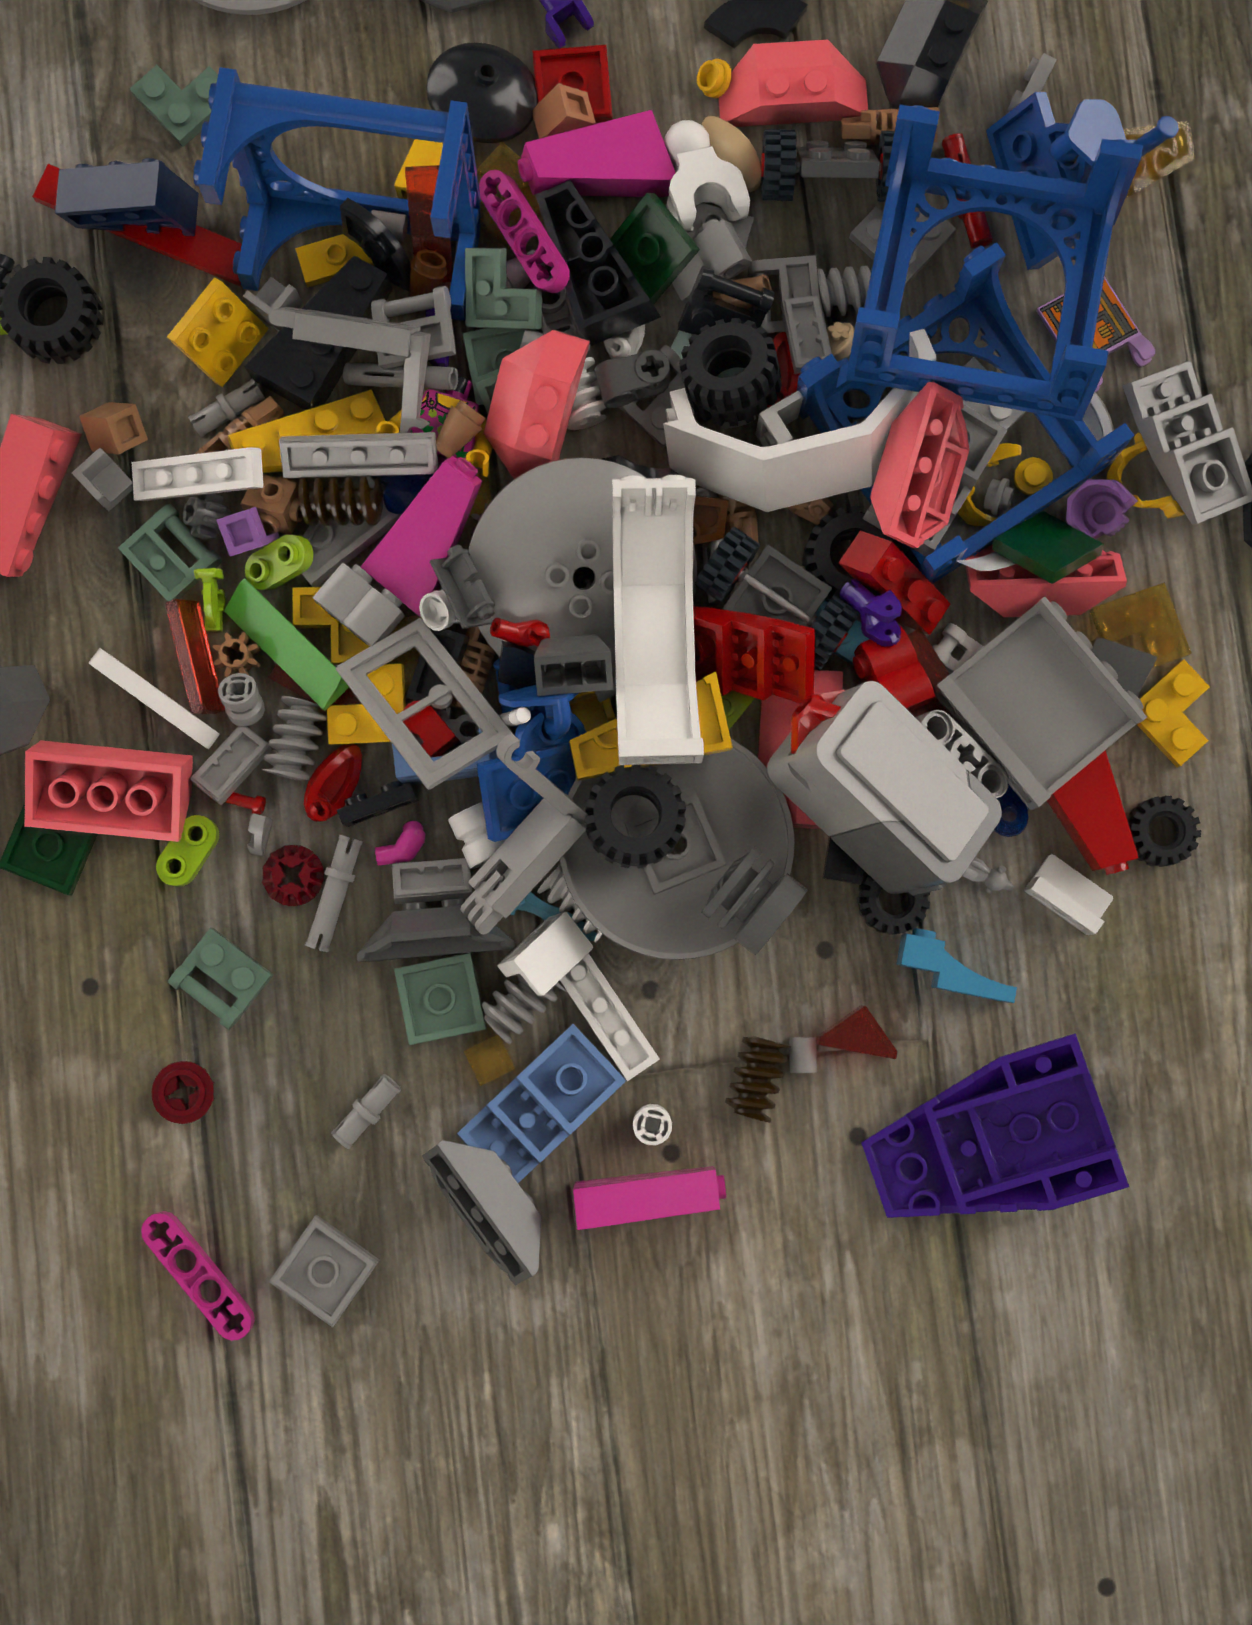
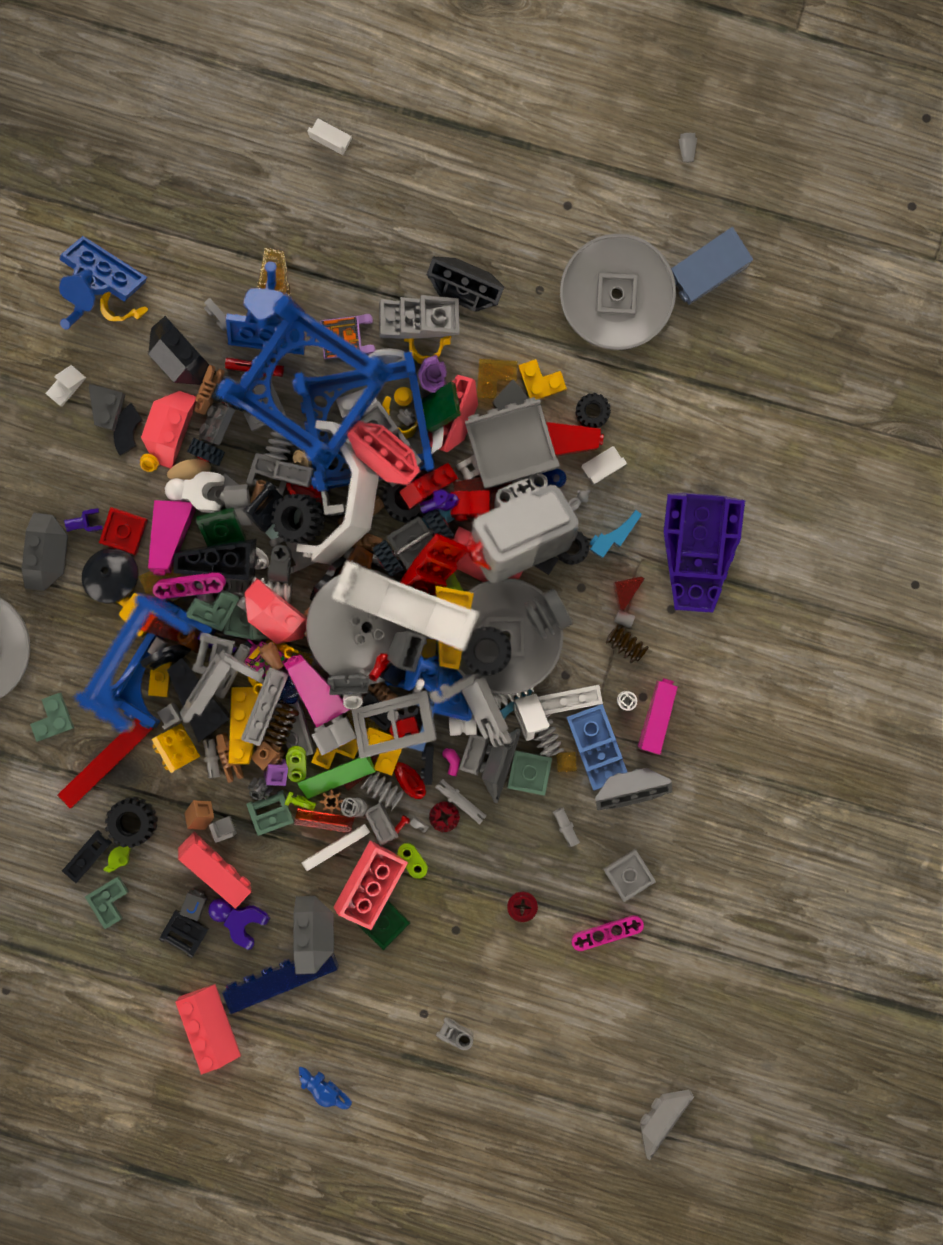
camera: 70 degrees left, 5 degrees up
(128, 195) = (92, 764): dark blue wedge -> none
(197, 474) = (240, 785): white plate -> none
(229, 968) = (474, 863): sand green plate -> none
(562, 111) = (138, 542): nougat panel -> none

